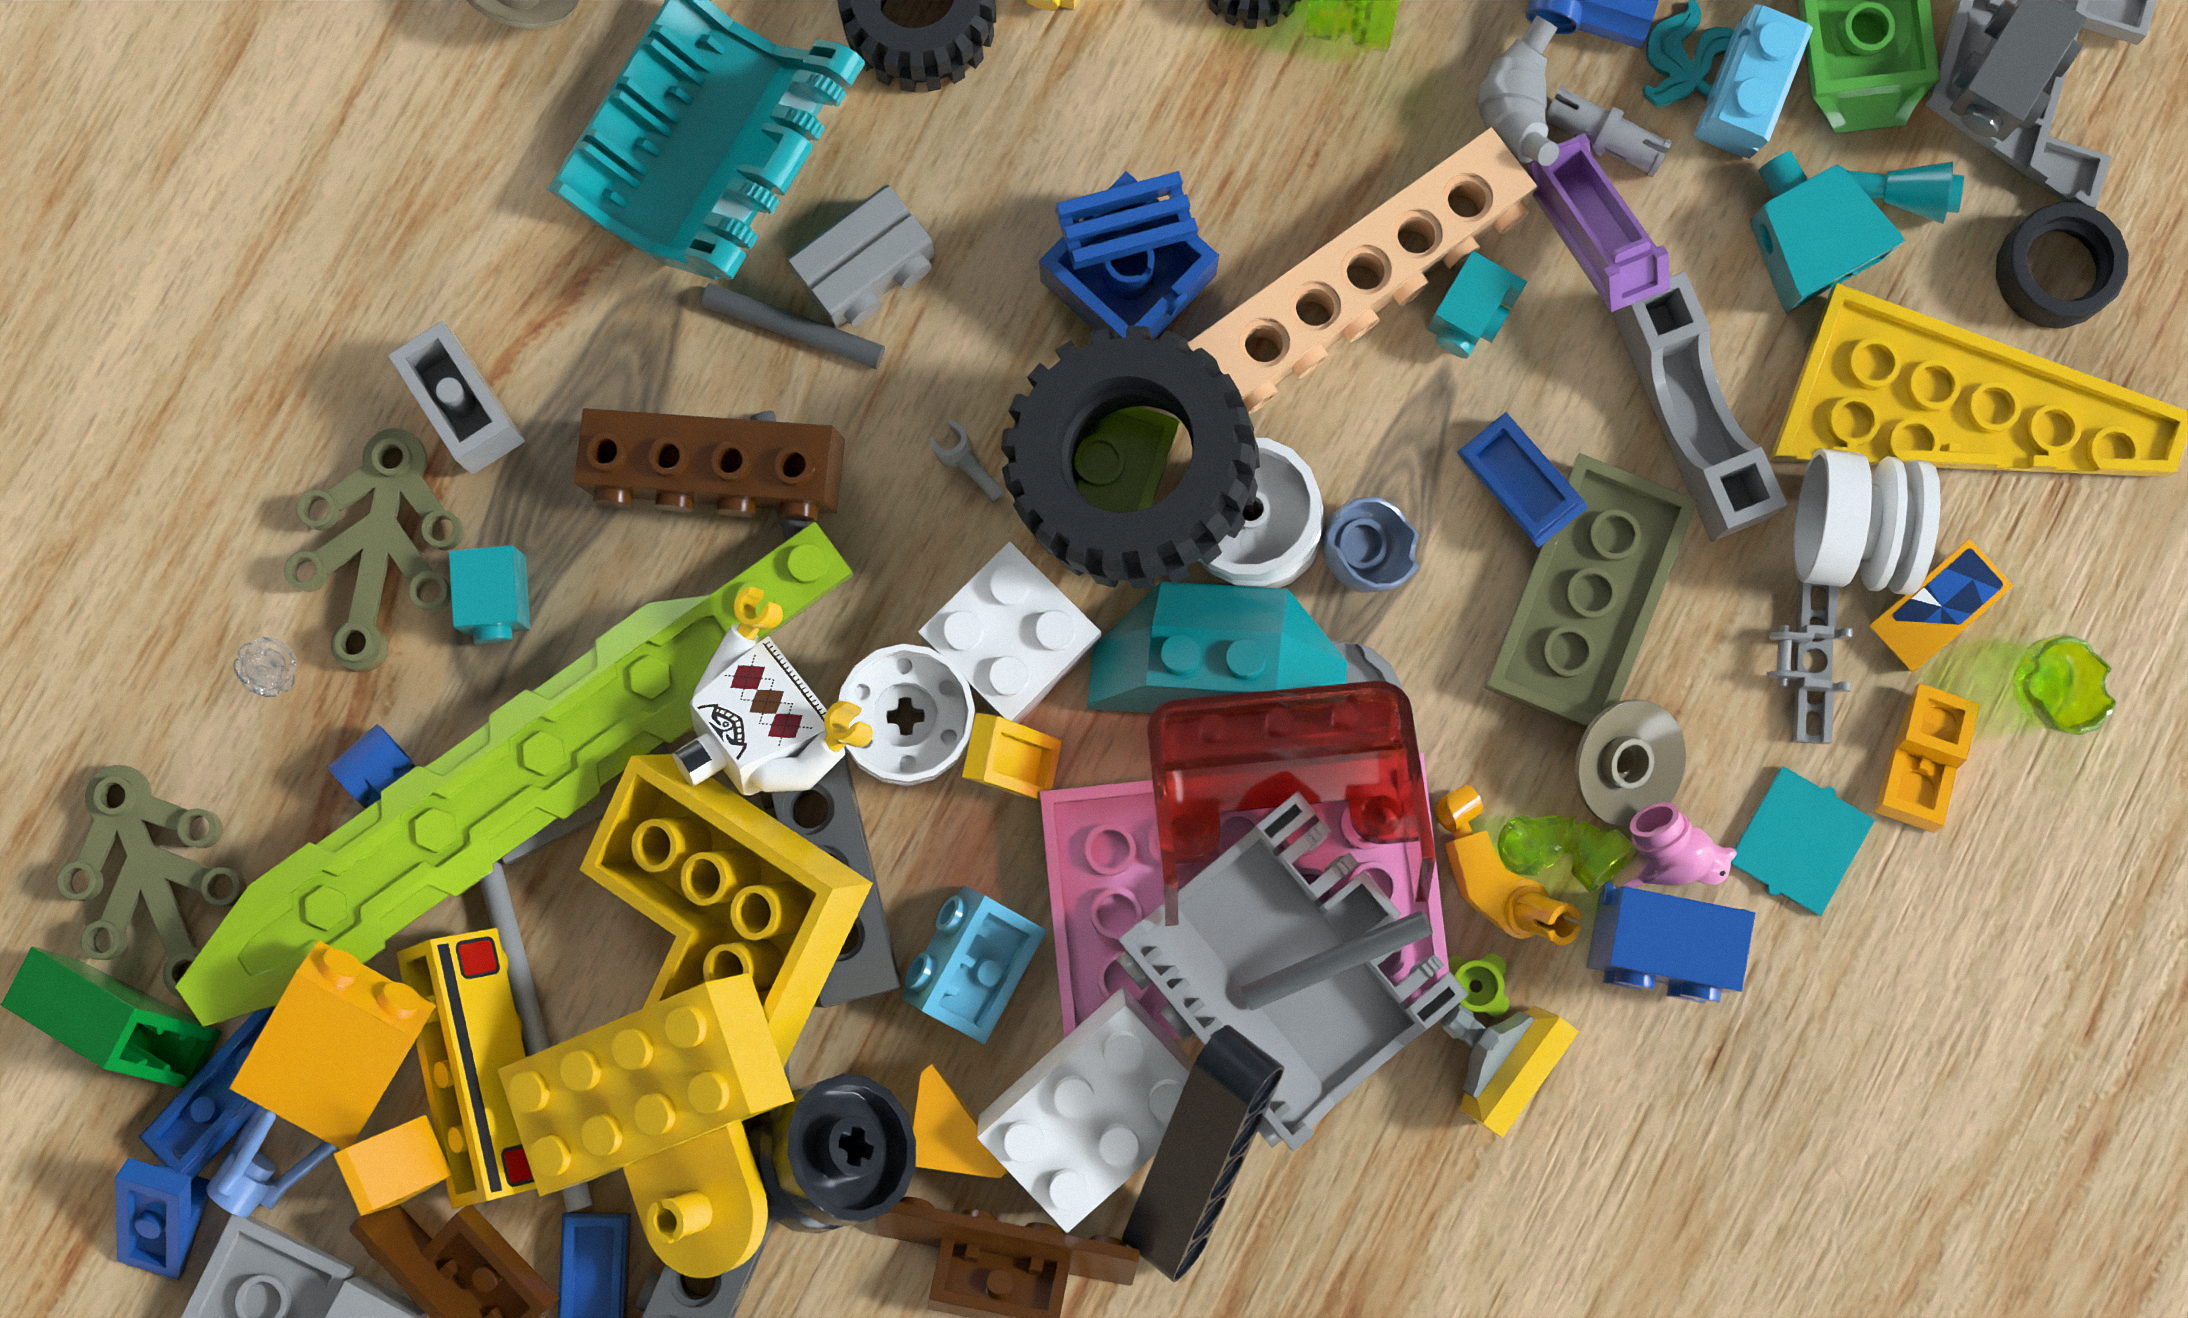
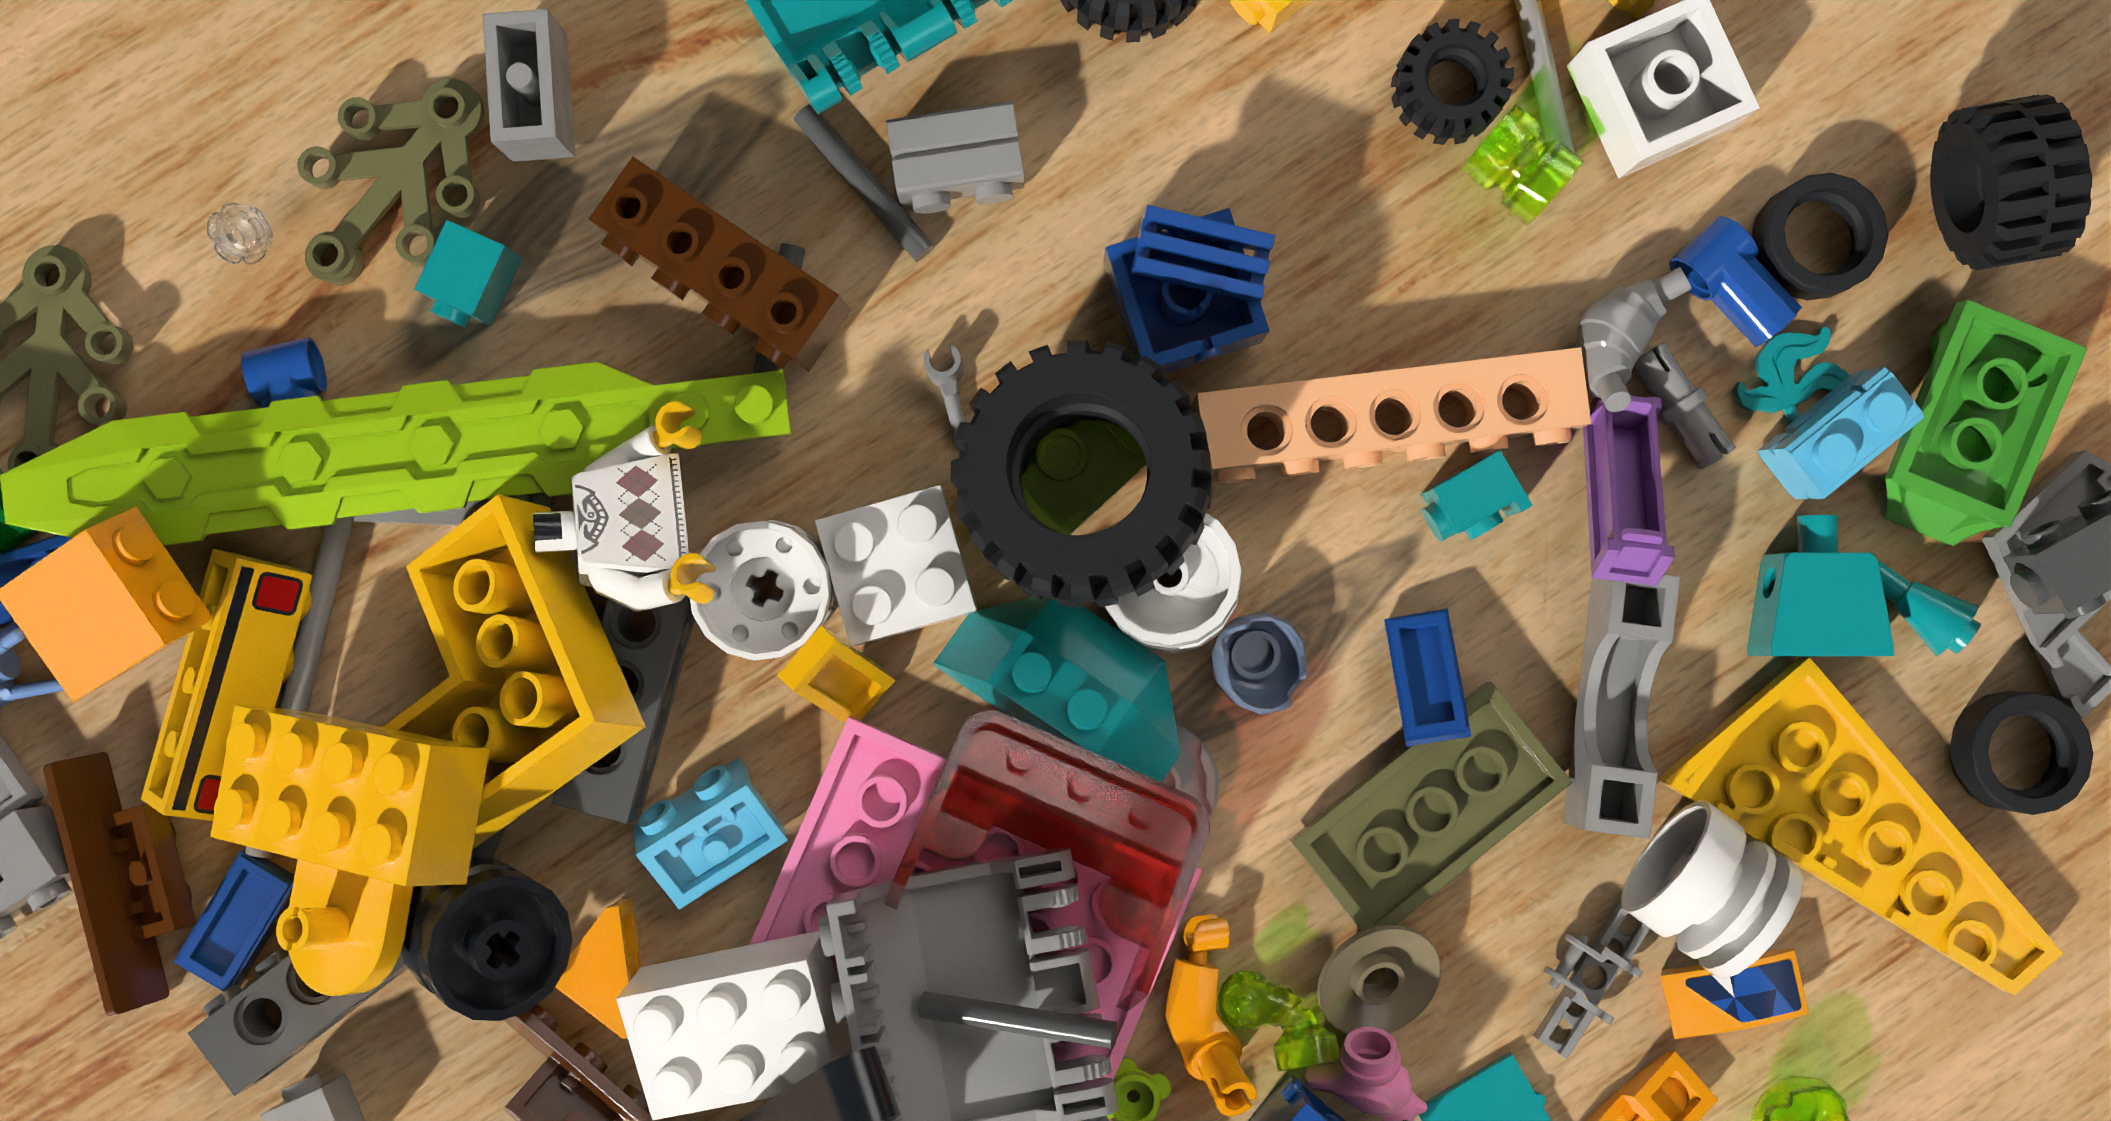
camera: 25 degrees right, 5 degrees up
(393, 1166) = (99, 736): light orange slope -> none

